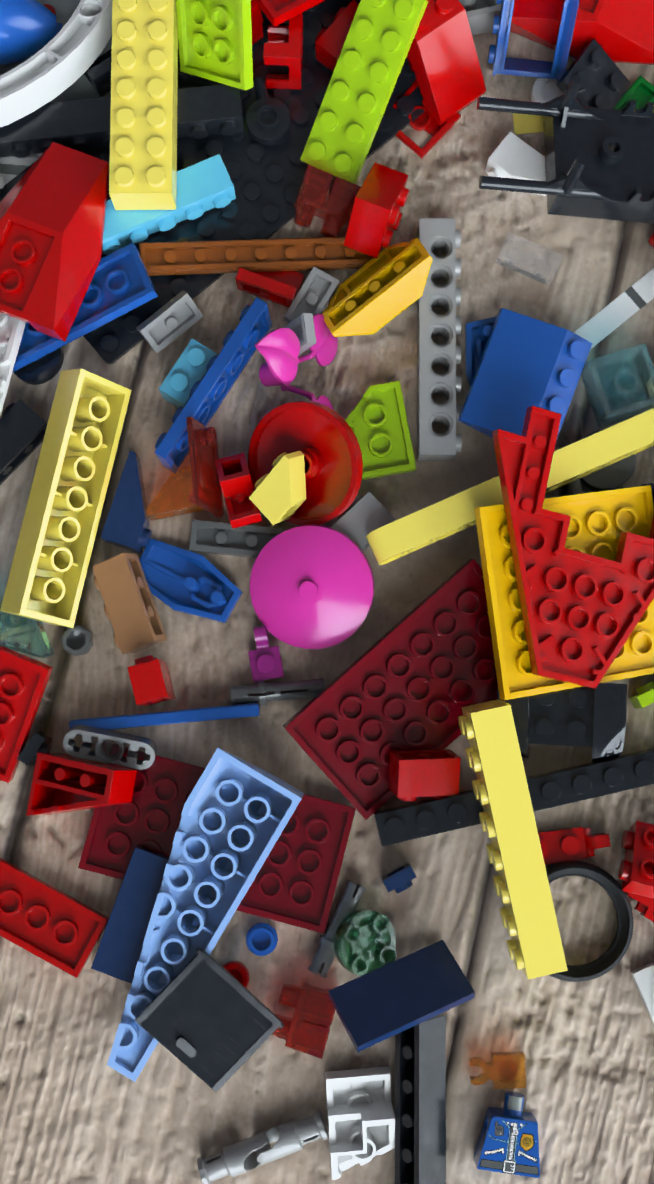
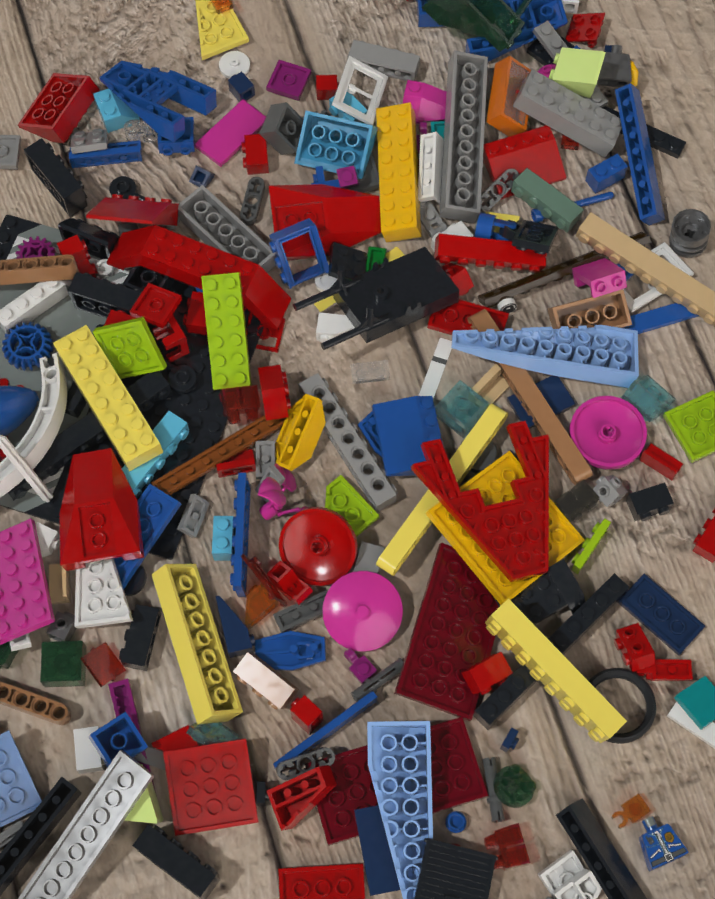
camera: 30 degrees left, 15 degrees down
(77, 640) = (248, 720): dark grey tile -> none
(282, 489) = (315, 566): light yellow slope -> none
(400, 995) = (550, 798): dark blue tile -> none
(571, 844) = (593, 663): red hinge -> none

